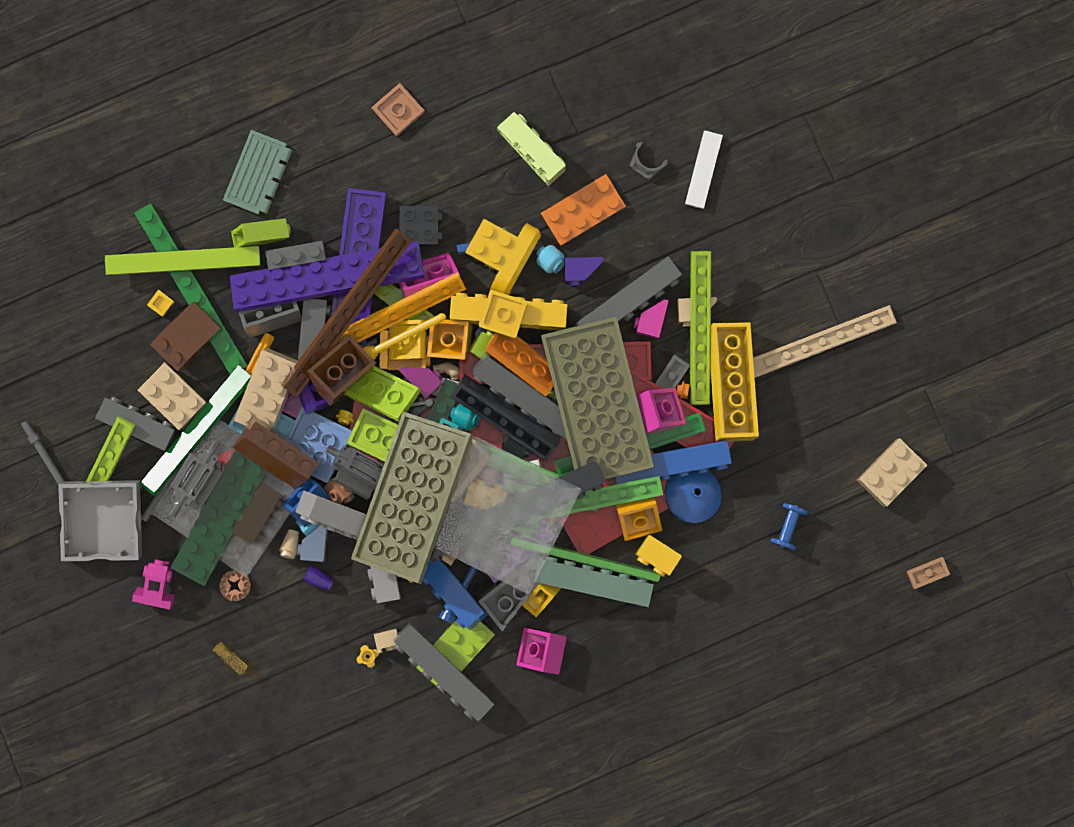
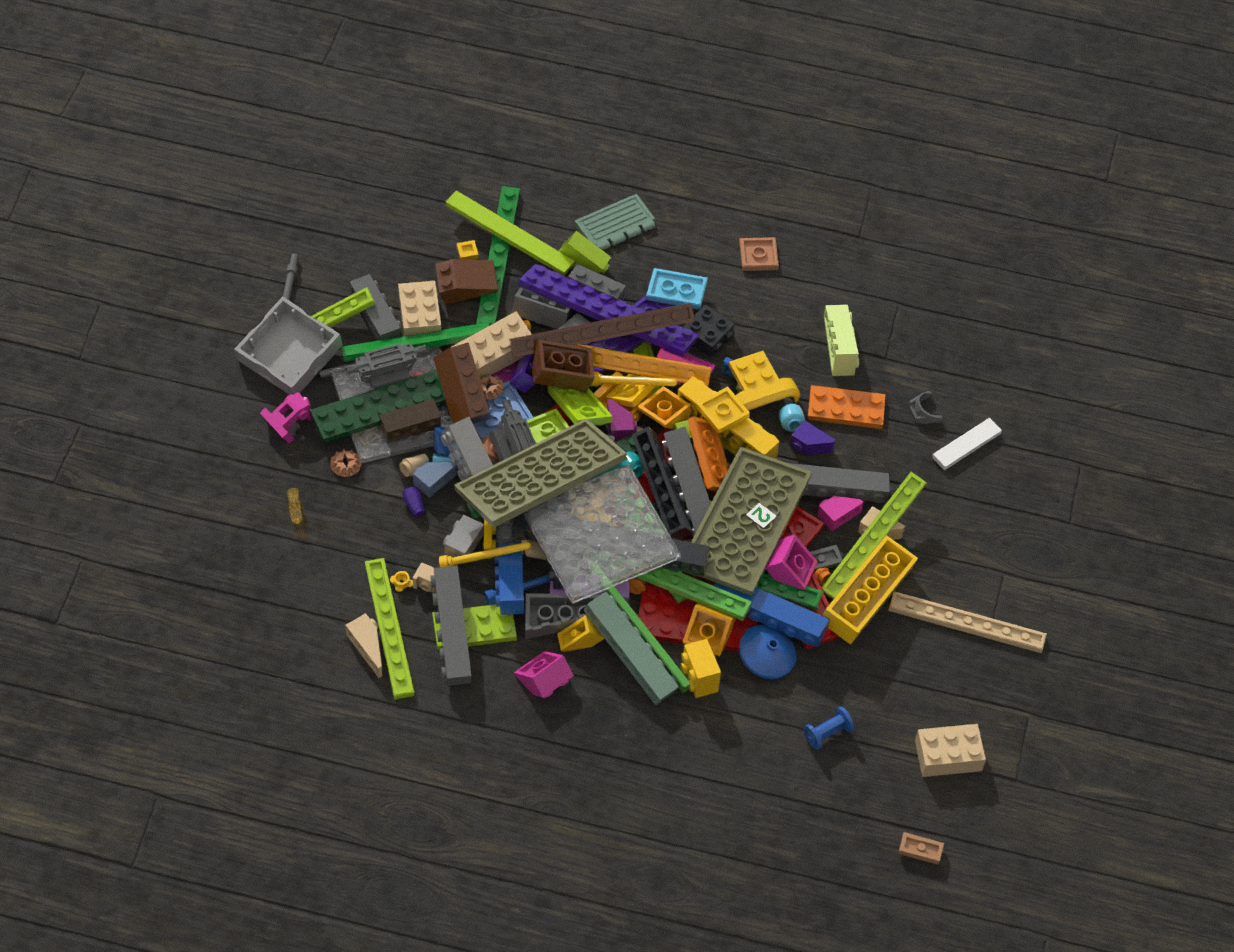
camera: 35 degrees right, 30 degrees down
(292, 419) = (495, 389): none -> nougat gear
(345, 417) = (536, 409): yellow plate -> none
(363, 206) = (676, 288): none -> medium azure tile
(385, 730) = (364, 637): none -> tan slope
(390, 613) = (447, 560): none -> yellow piece
(391, 703) = (389, 629): none -> lime tile
(607, 390) = (761, 515): none -> white sticker

